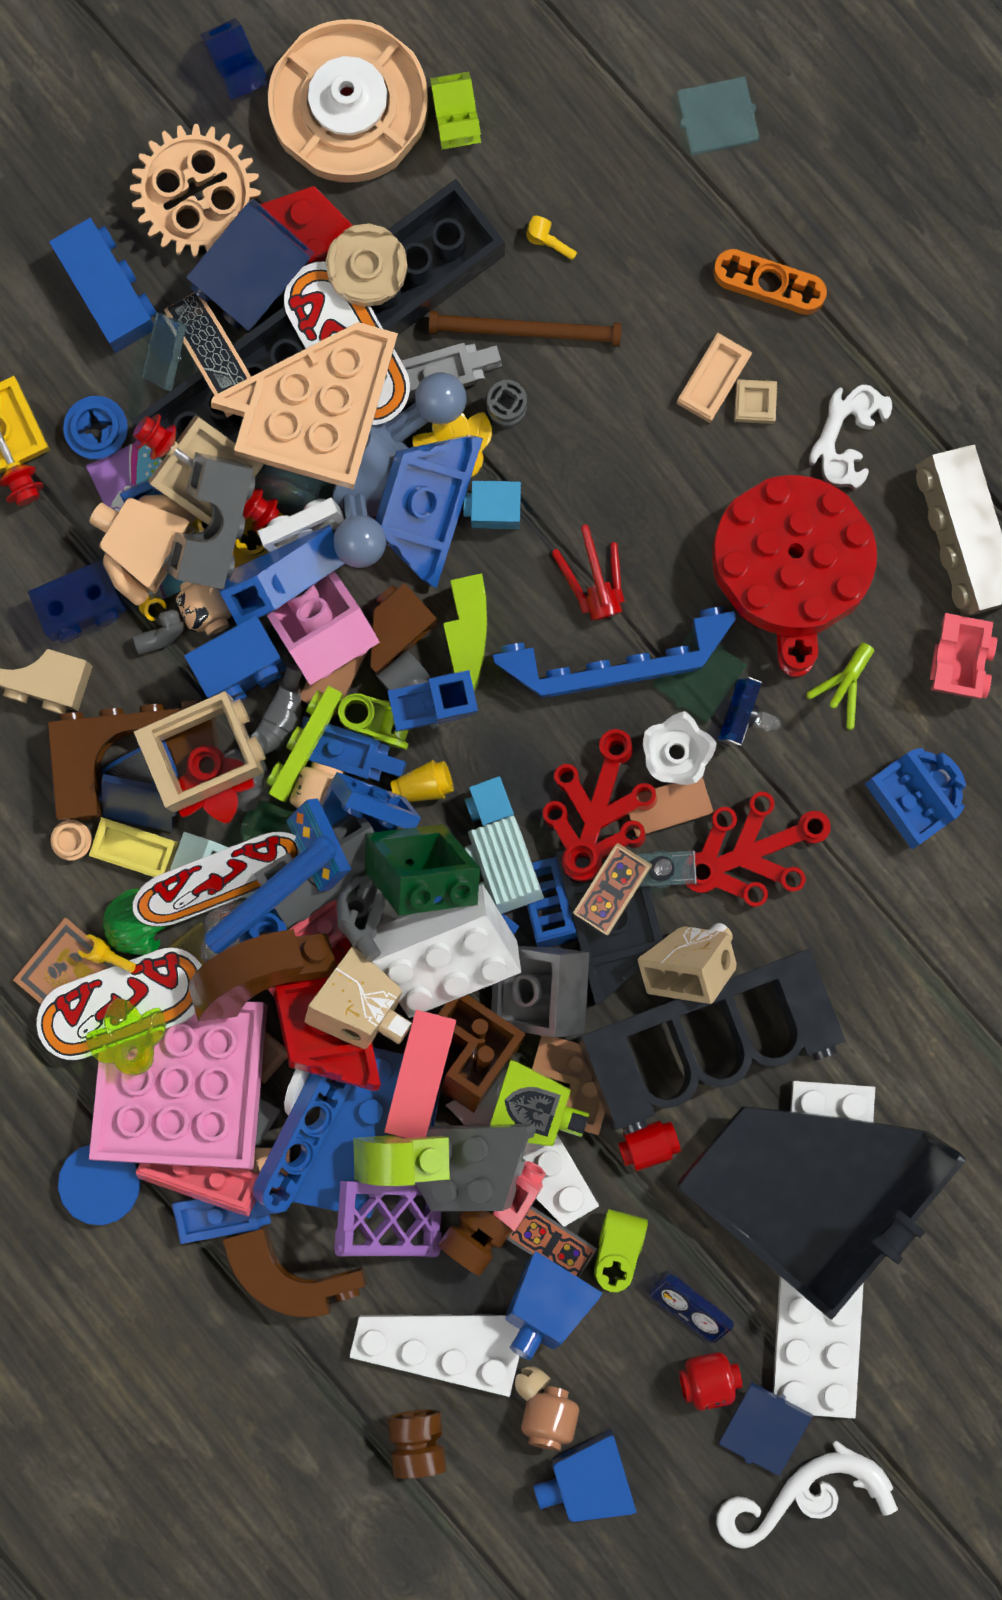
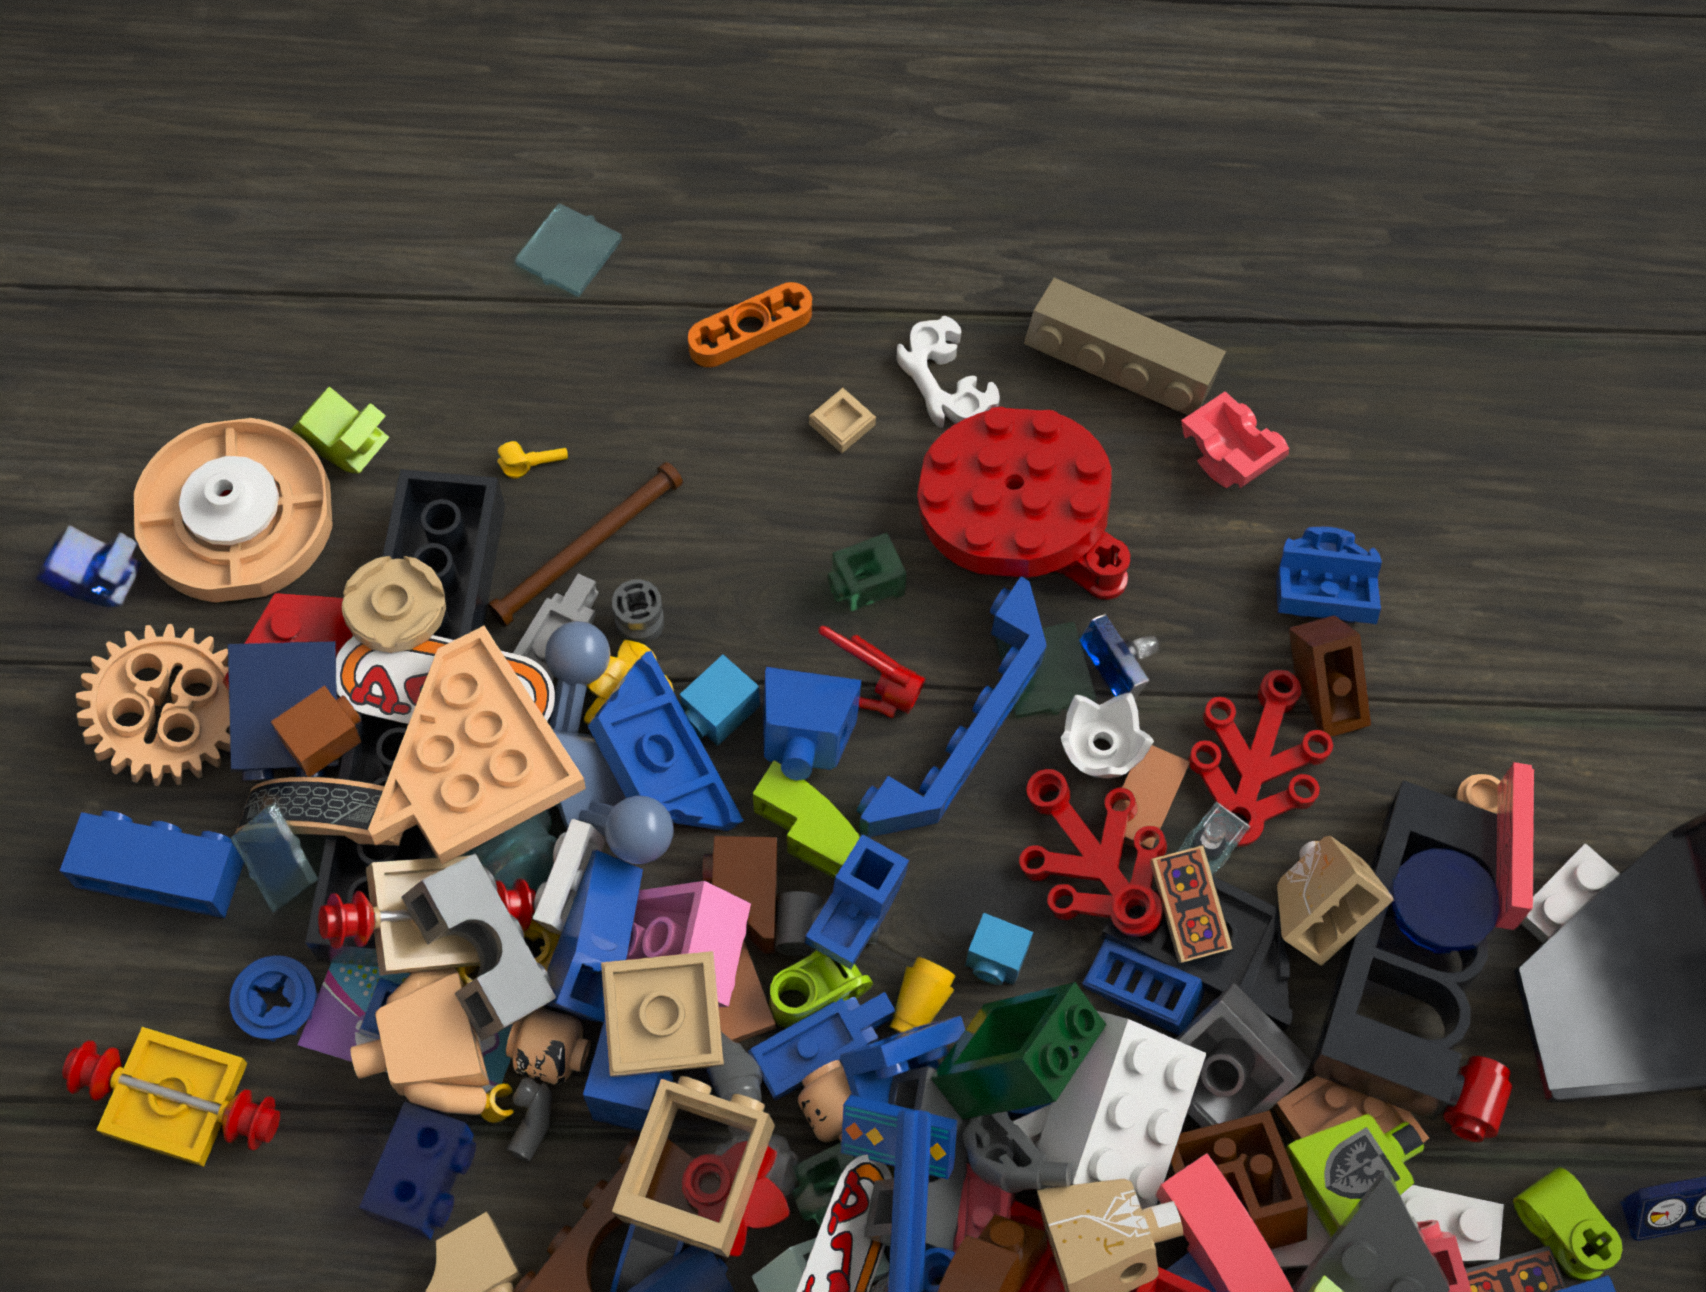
camera: 50 degrees left, 20 degrees down
(249, 304) = (318, 730): none -> dark orange brick
(263, 657) = (662, 1014): none -> tan tile
(304, 742) = (778, 1068): lime plate -> none
(504, 864) = (1103, 981): light aqua brick -> none
(527, 568) = (807, 719): none -> blue torso
(672, 508) = (872, 560): none -> clear green brick
(714, 378) = (788, 435): light nougat tile -> none
(744, 1033) = (1444, 901): none -> clear blue tile
(817, 1047) = (1515, 845): none -> coral tile
(848, 680) = (1164, 545): lime plant -> none
(850, 849) = (1331, 674): none -> reddish brown slope
(851, 1004) = (1480, 791): none -> light nougat plate

